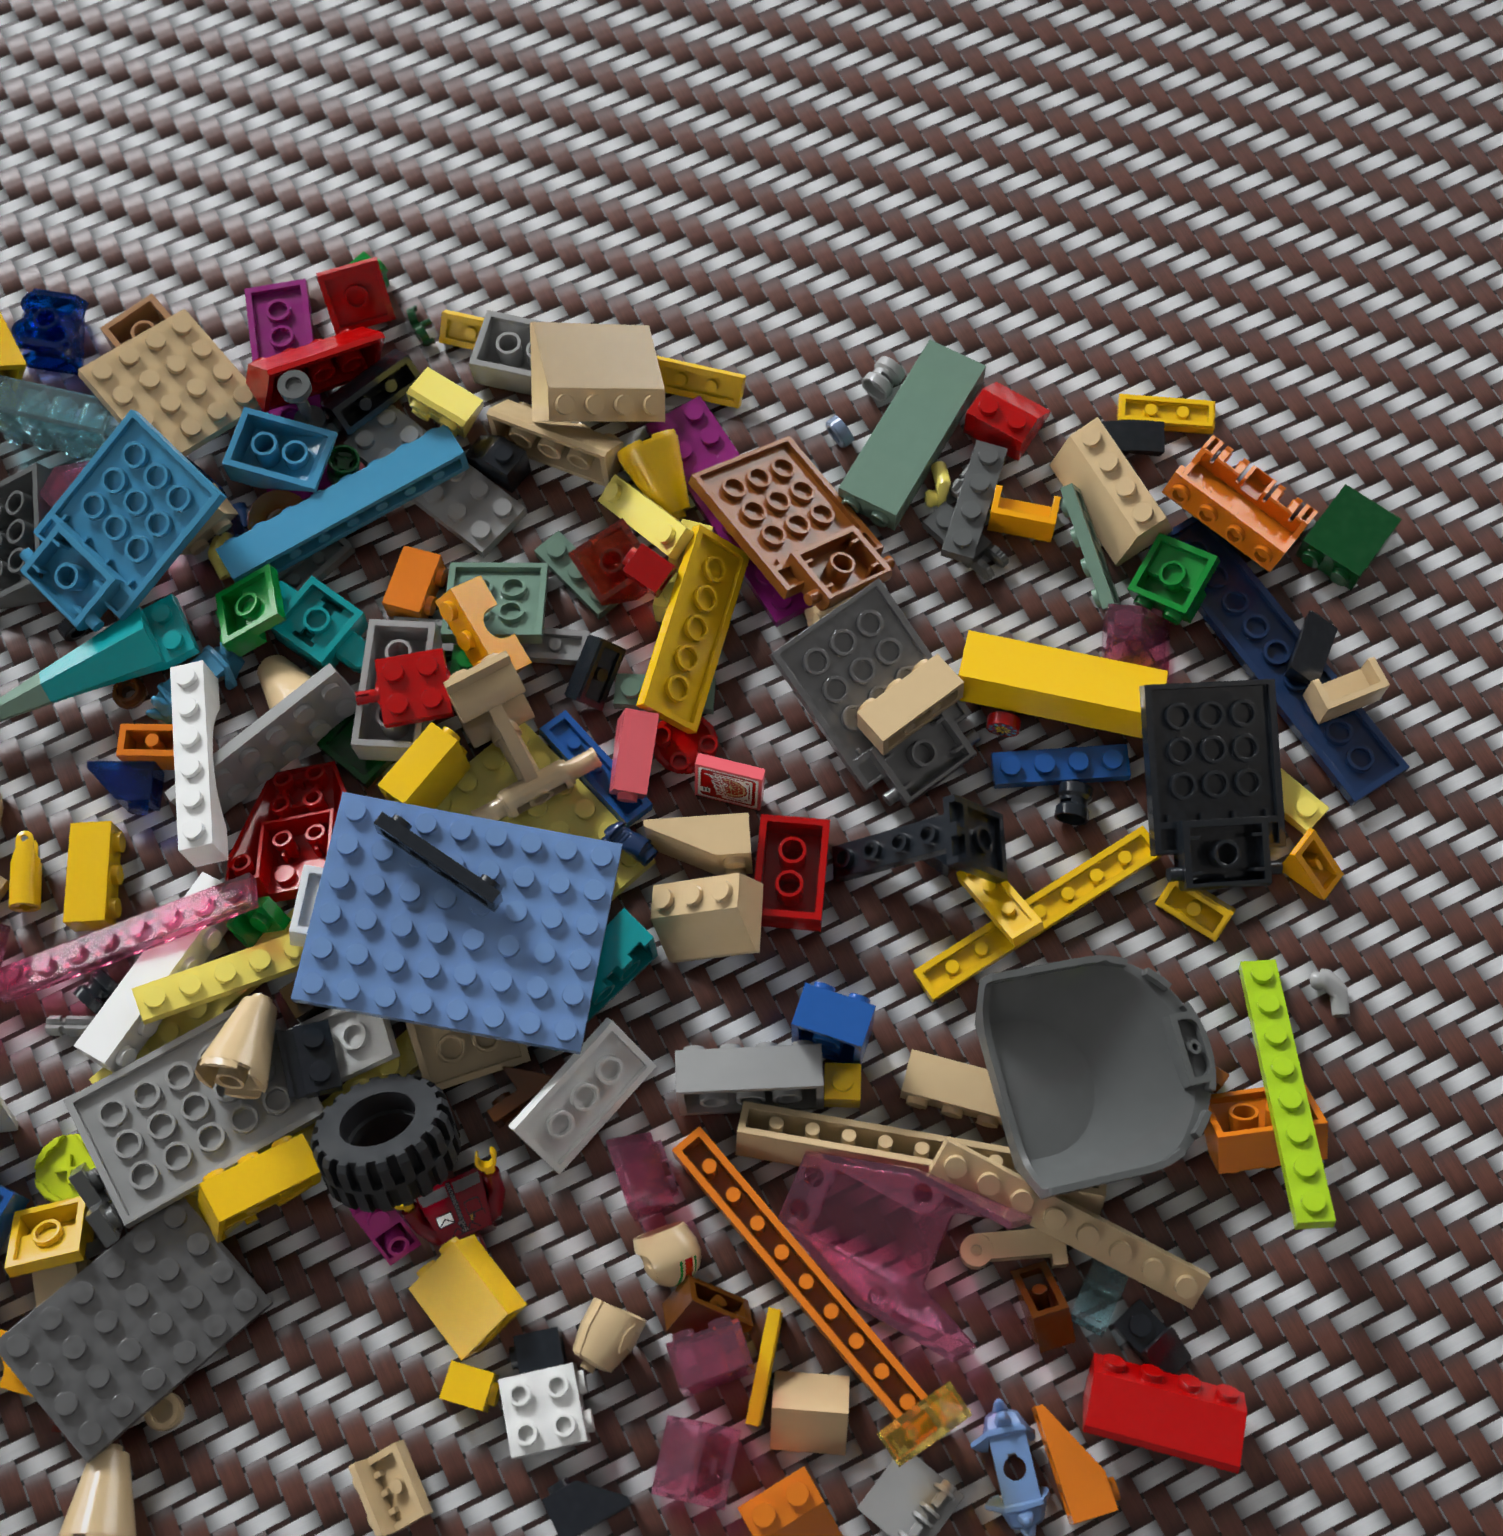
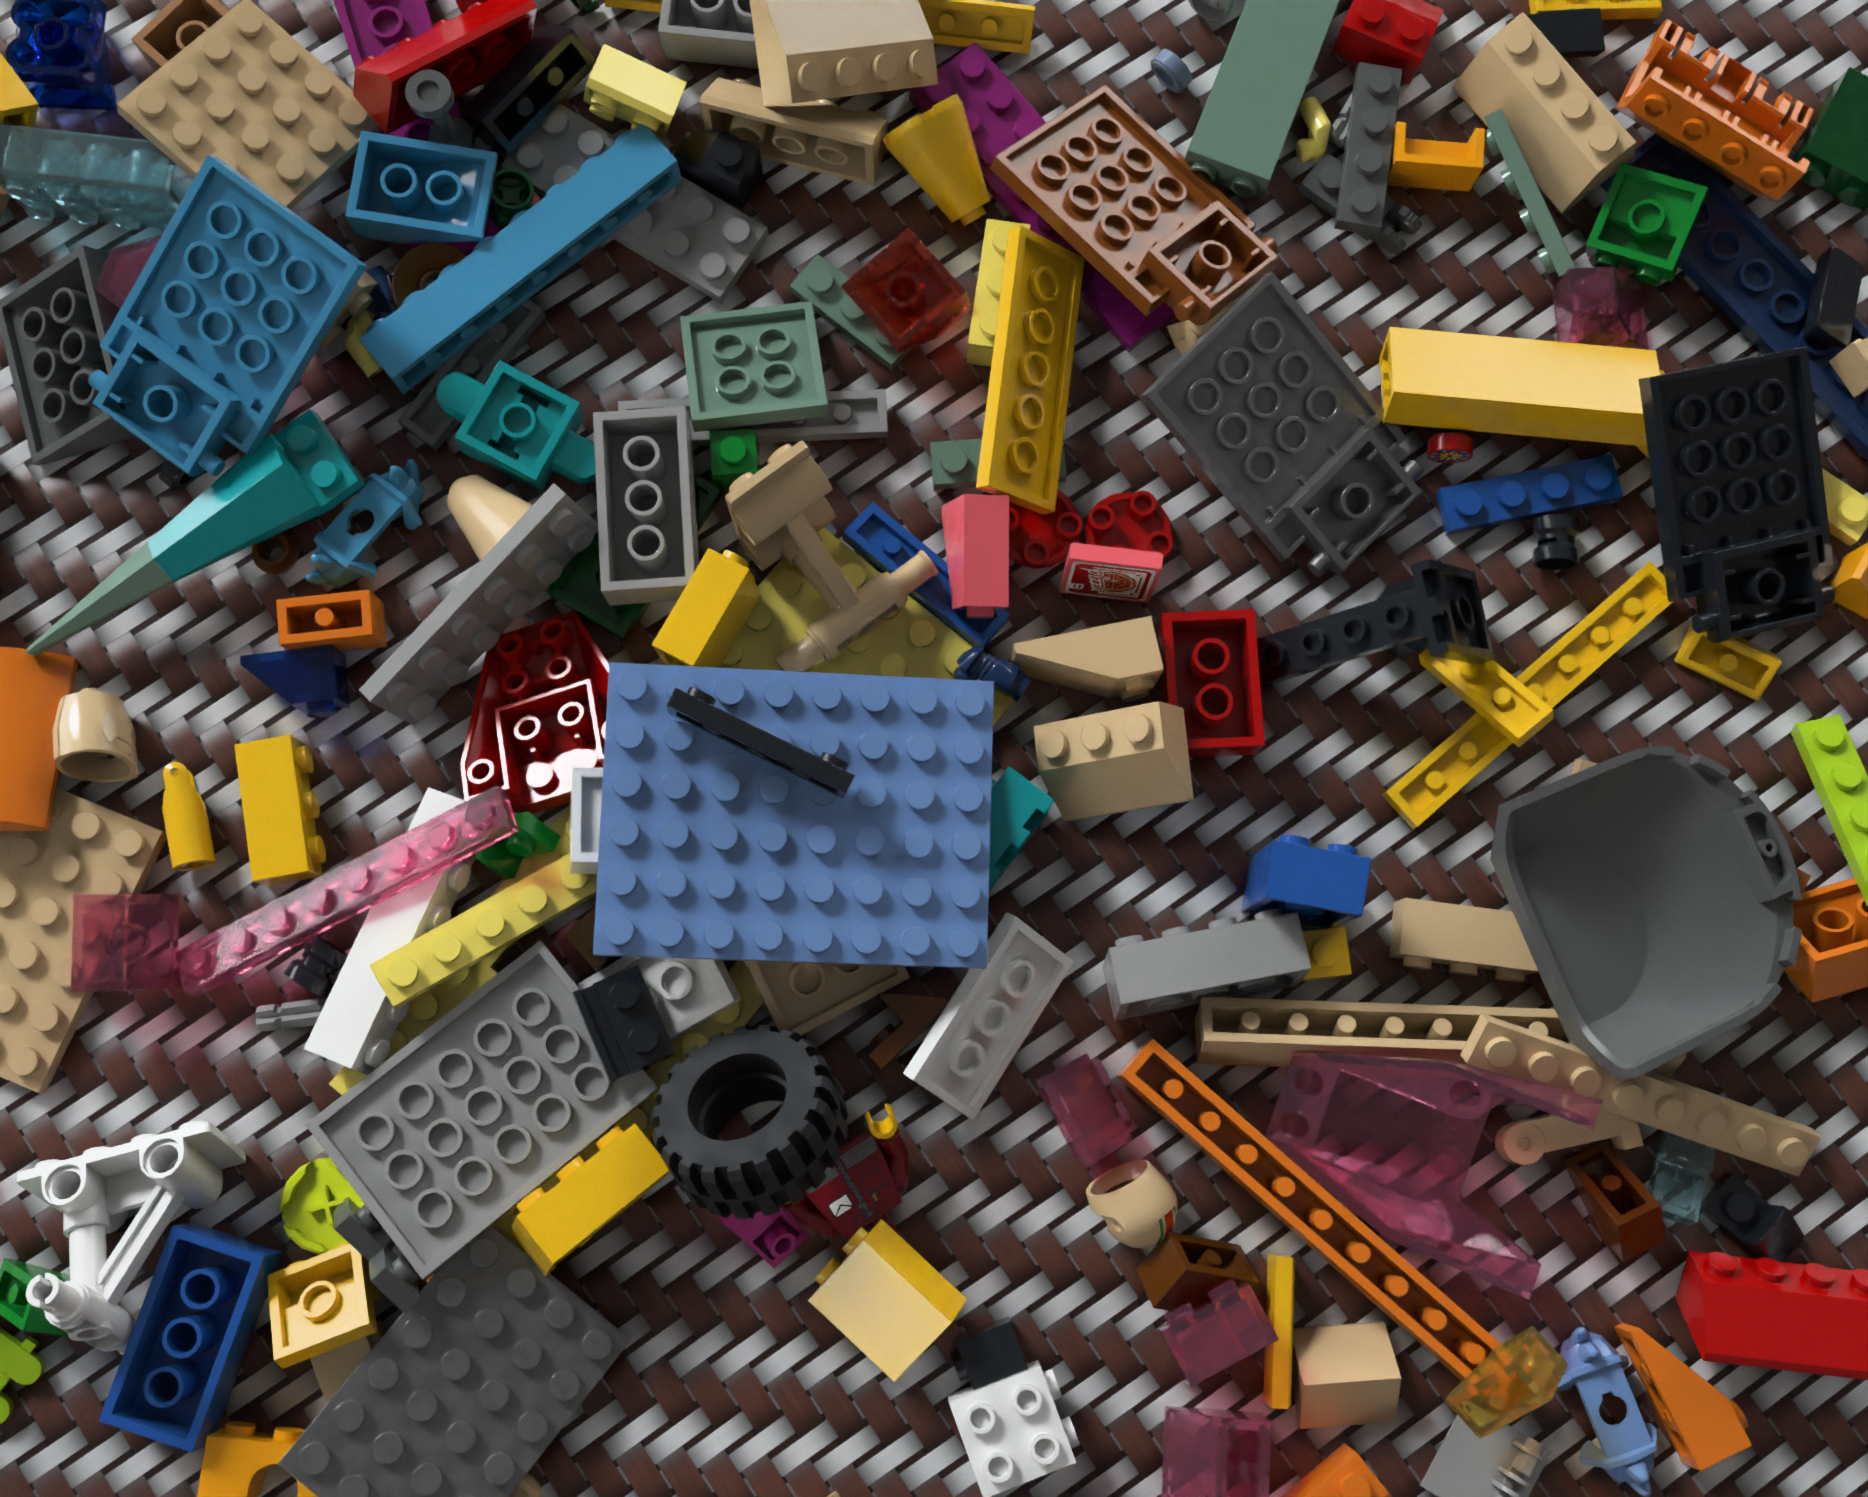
camera: 15 degrees left, 10 degrees up
(198, 808) = (410, 703): white arch -> none
(242, 1050) = (535, 1025): tan cone -> none
(249, 610) = (424, 419): green plate -> none
(410, 688) = (672, 503): red plate -> none
(415, 584) = (638, 353): orange brick -> none
(464, 612) = (723, 389): light orange arch -> none
(470, 1387) = (910, 1411): yellow brick -> none
(595, 672) = (902, 444): black slope -> none
(606, 1336) = (1074, 1321): tan helmet -> none
(646, 517) = (938, 222): light yellow plate -> none
(648, 569) = (960, 296): red brick -> none
(756, 748) = (1130, 523): none -> red dish
(909, 703) = (1335, 438): tan brick -> none

